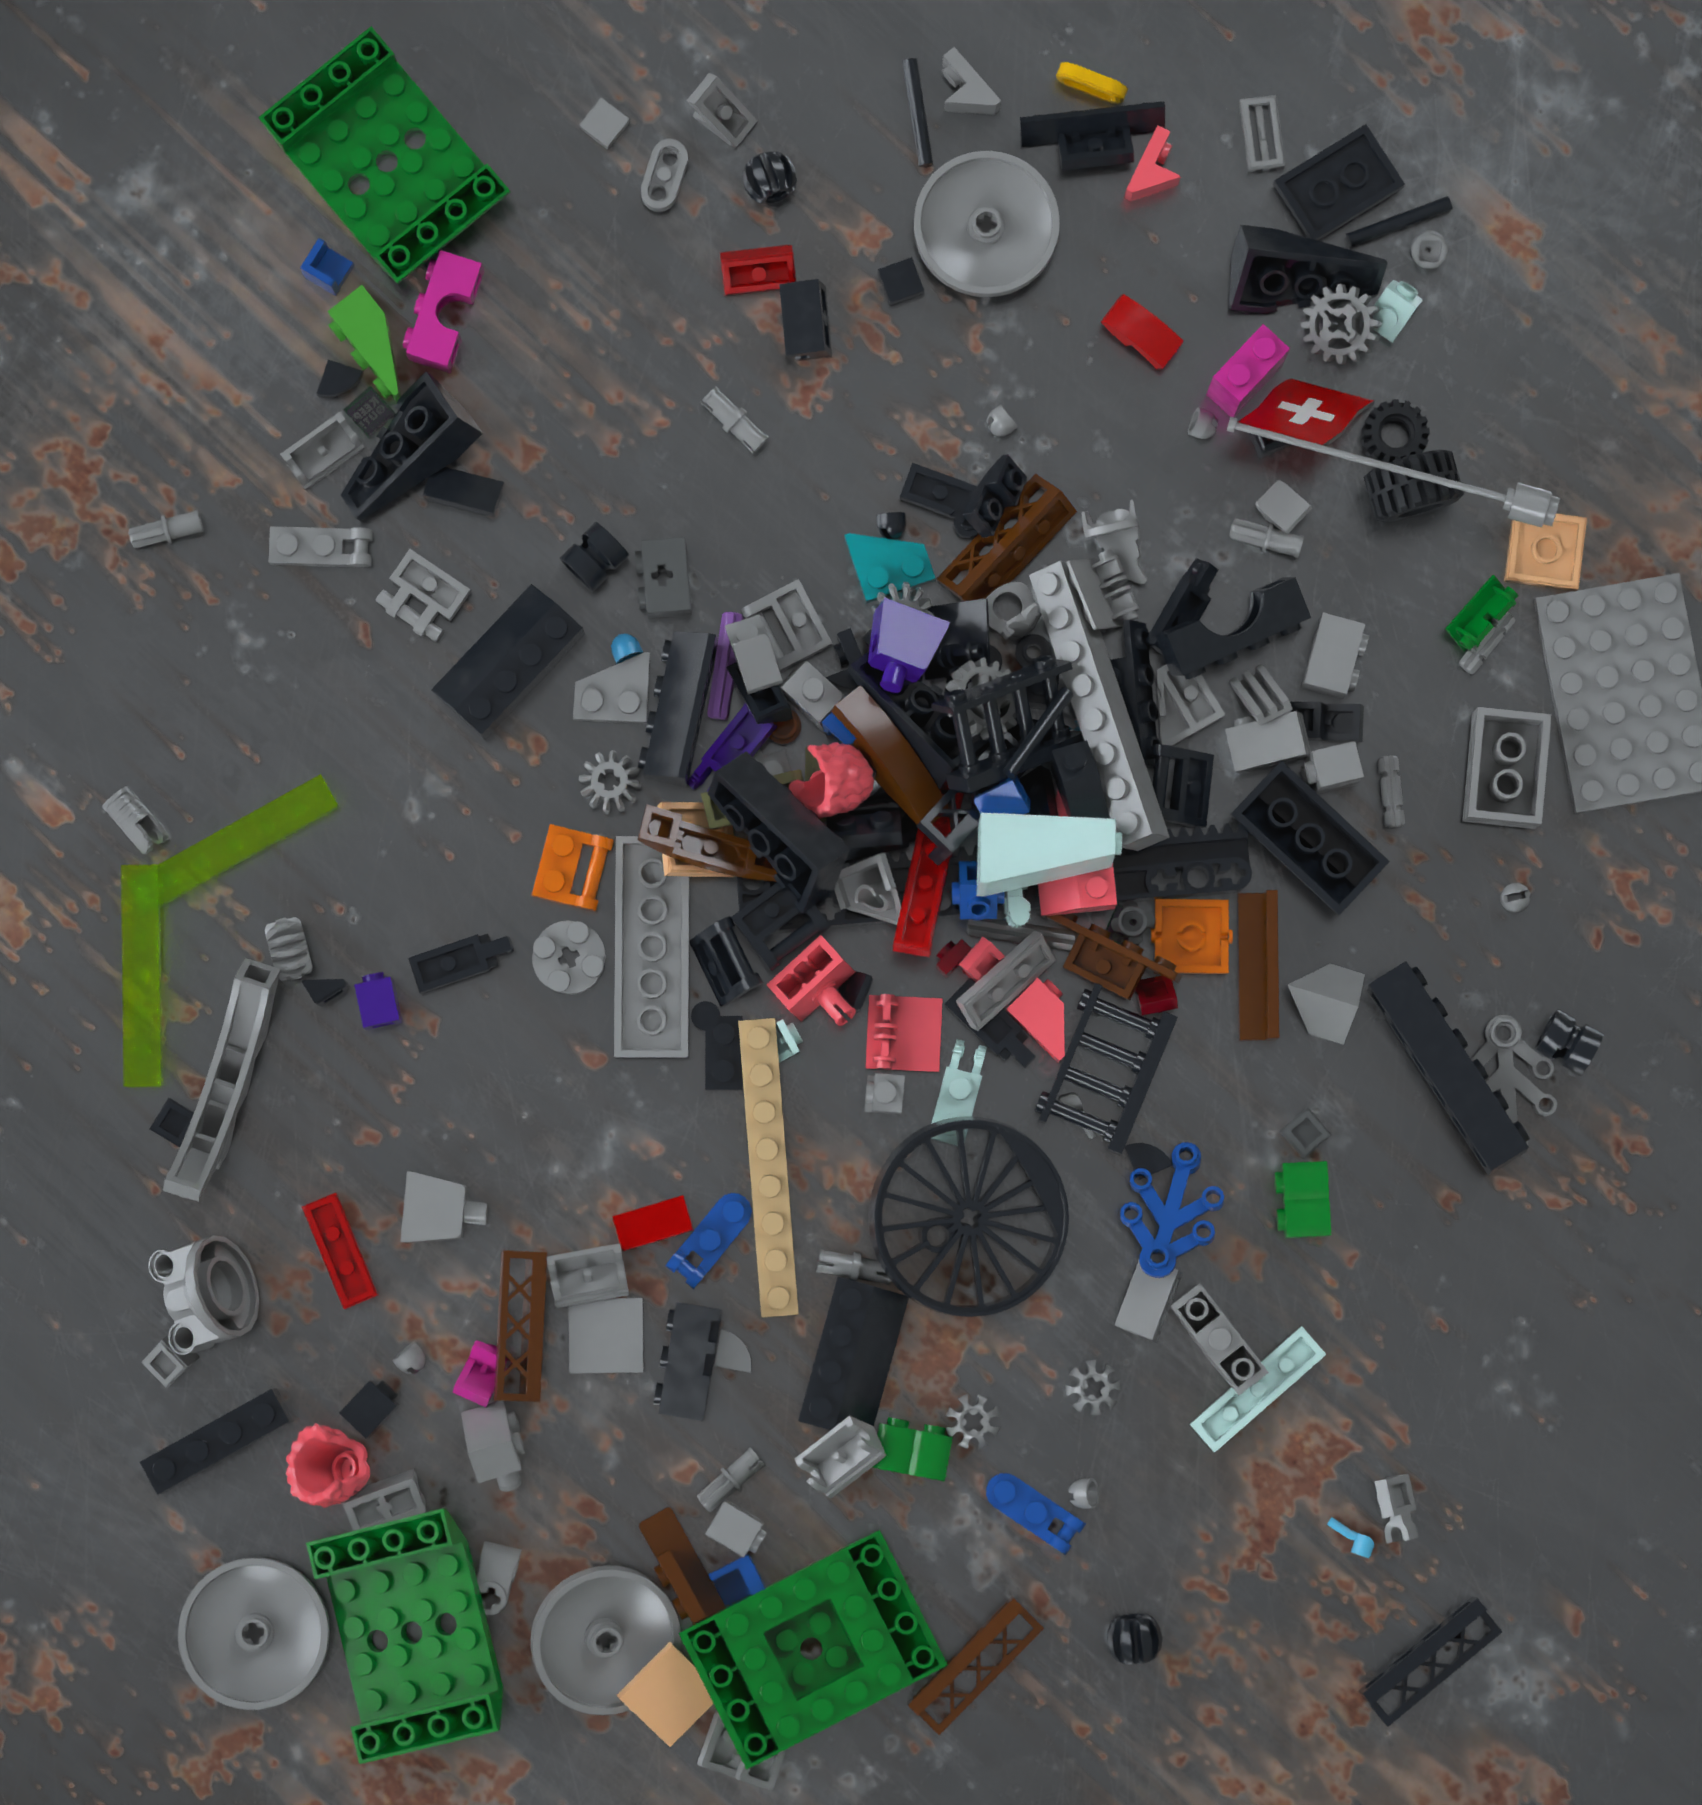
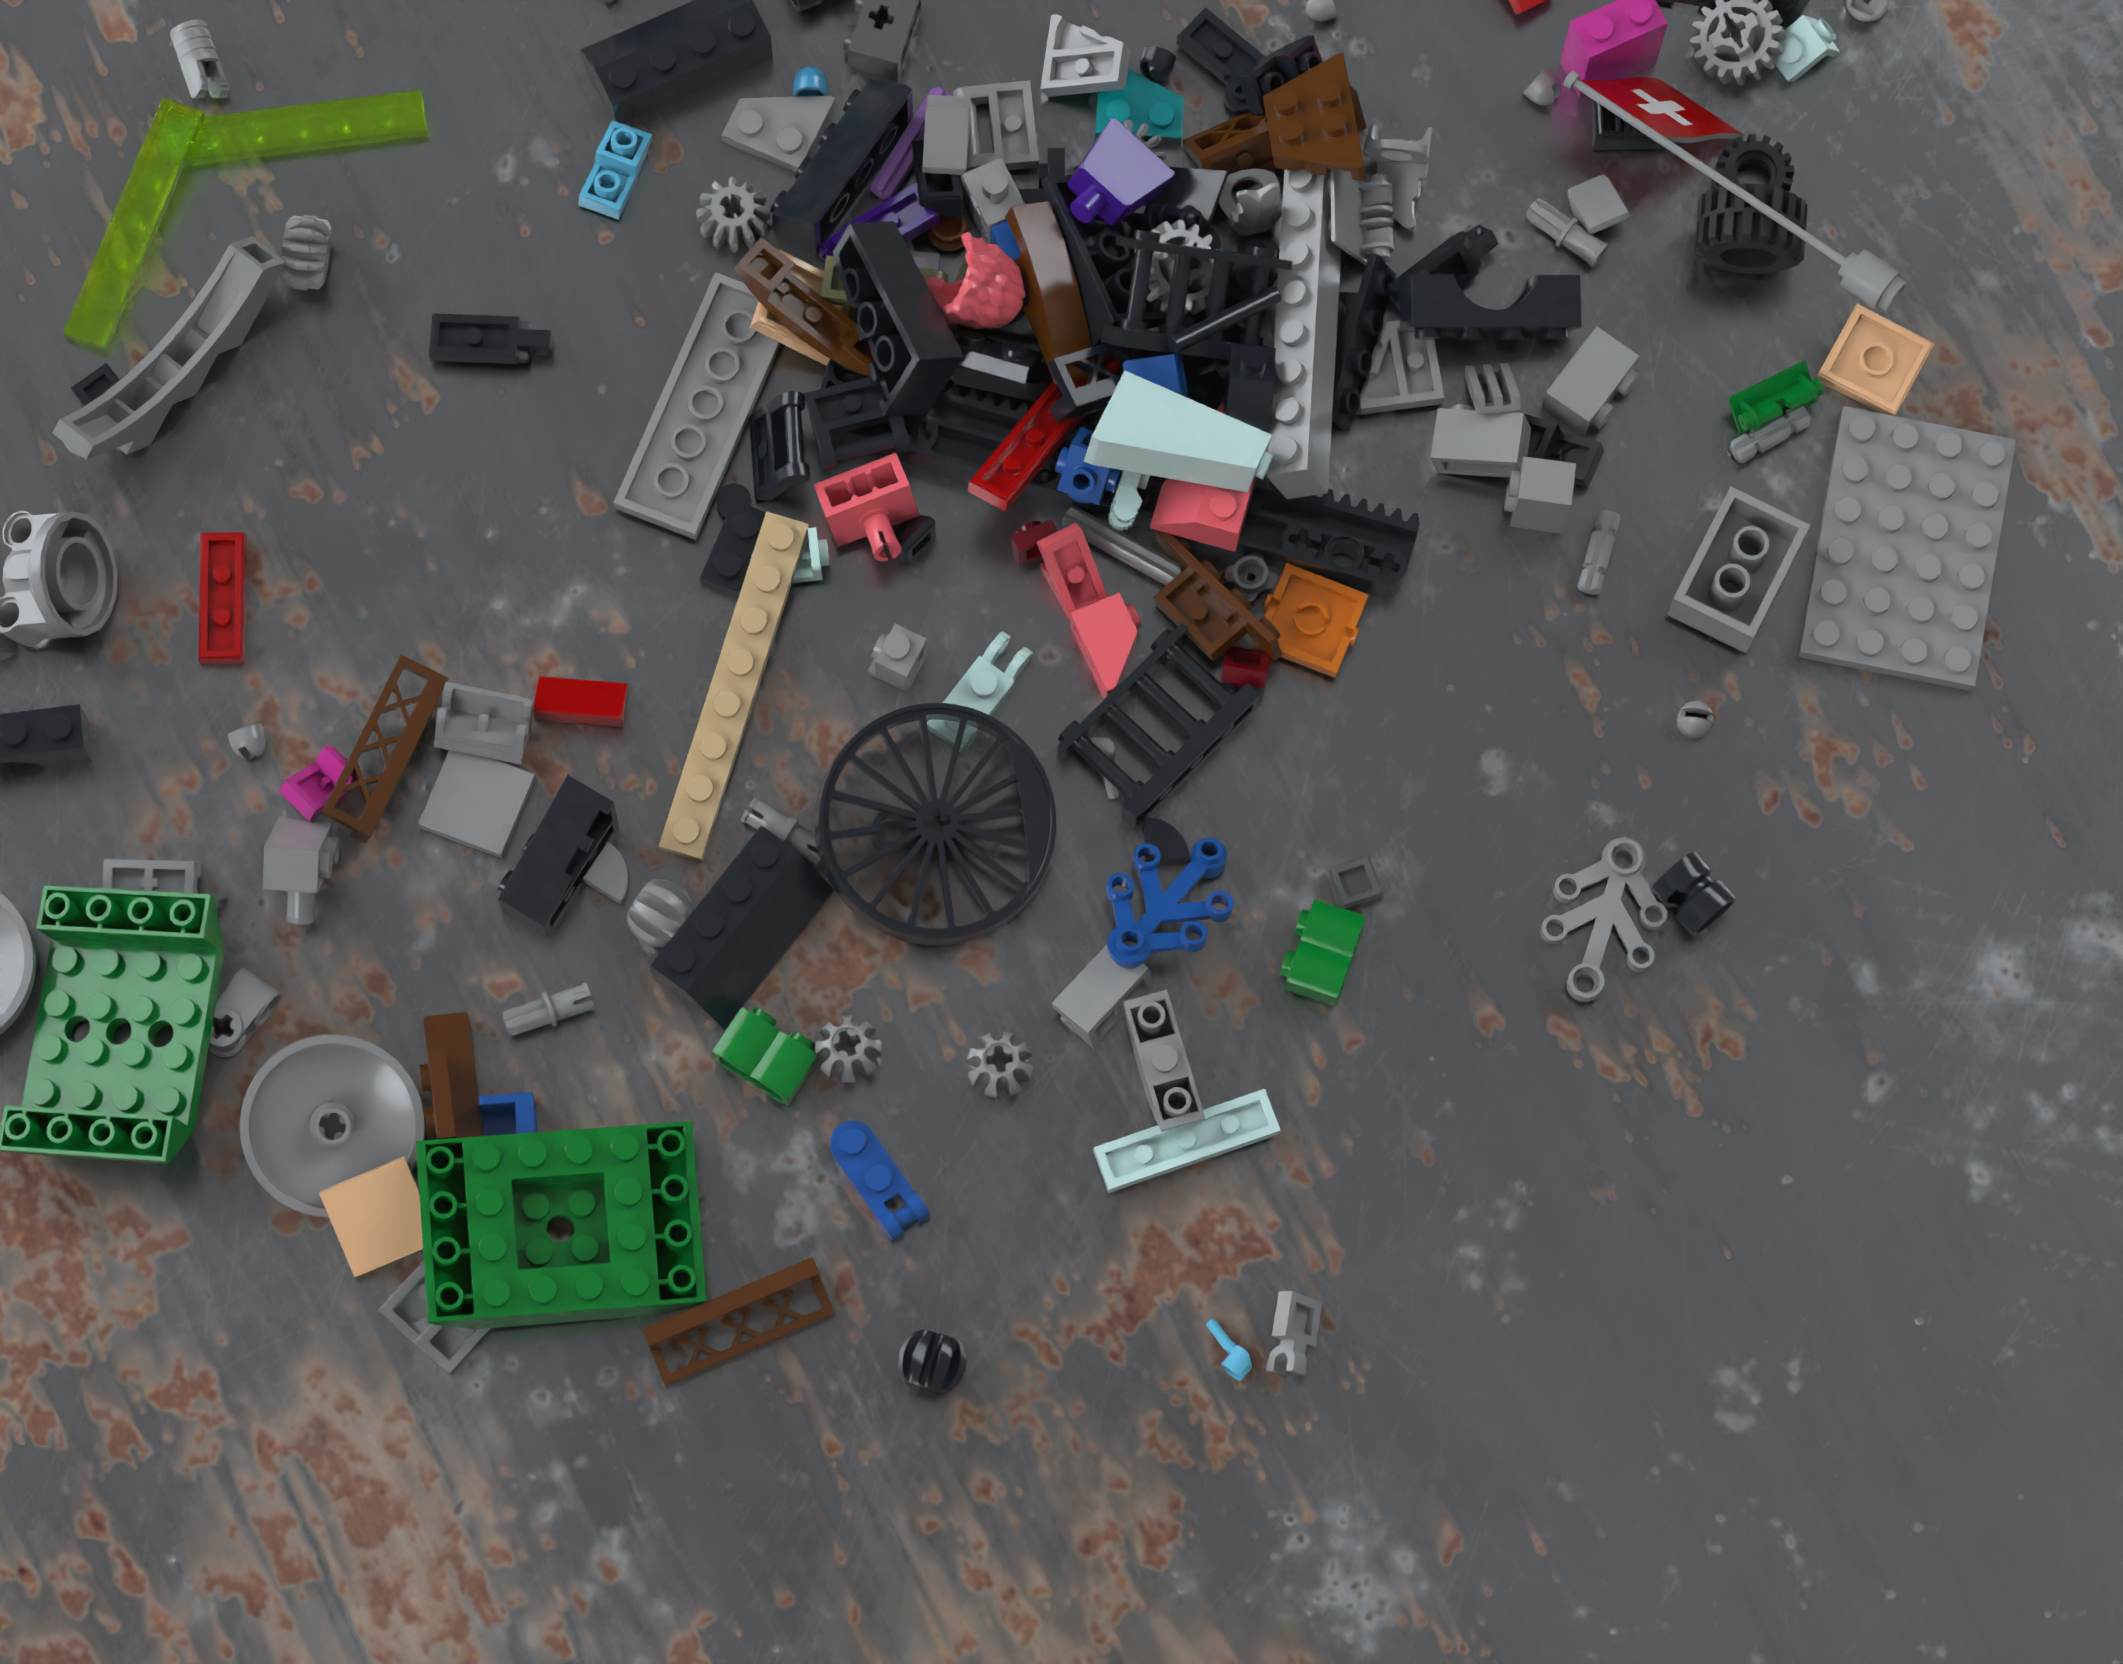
camera: 20 degrees right, 10 degrees down
(325, 989) = (328, 313): black slope -> none
(326, 1466) = (104, 811): coral hair -> none
(370, 1407) = (181, 774): black brick -> none
(378, 1001) = (379, 348): dark purple brick -> none
(437, 1209) = (347, 591): light grey torso -> none
(500, 779) = (615, 169): none -> medium azure slope
(548, 950) = (593, 364): light grey plate -> none
(560, 865) = (644, 281): orange plate -> none
(712, 1237) = (639, 741): blue plate -> none
(736, 1529) = (530, 1057): light grey brick -> none
(785, 1371) = (659, 912): none -> light grey piece
(833, 546) = (1082, 60): none -> light grey wing
(841, 1456) = (682, 1024): light grey hinge -> none
(869, 889) = (969, 420): light grey slope -> none
(904, 1033) = (947, 602): coral hinge -> none
(1000, 1034) = (1047, 628): black hinge -> none
(1006, 980) = (1082, 582): light grey tile -> none
(1041, 532) = (1315, 122): none -> reddish brown wing
(1085, 1493) = (943, 1180): light grey hinge -> none
(1189, 787) = (1375, 456): black plate -> none
(1258, 966) = (1372, 681): reddish brown fence -> none
(1310, 837) = (1487, 559): black slope -> none
(1328, 1001) = (1436, 748): light grey slope -> none
(1423, 1650) = (1259, 1505): black fence -> none
(1448, 1068) = (1545, 868): black brick -> none

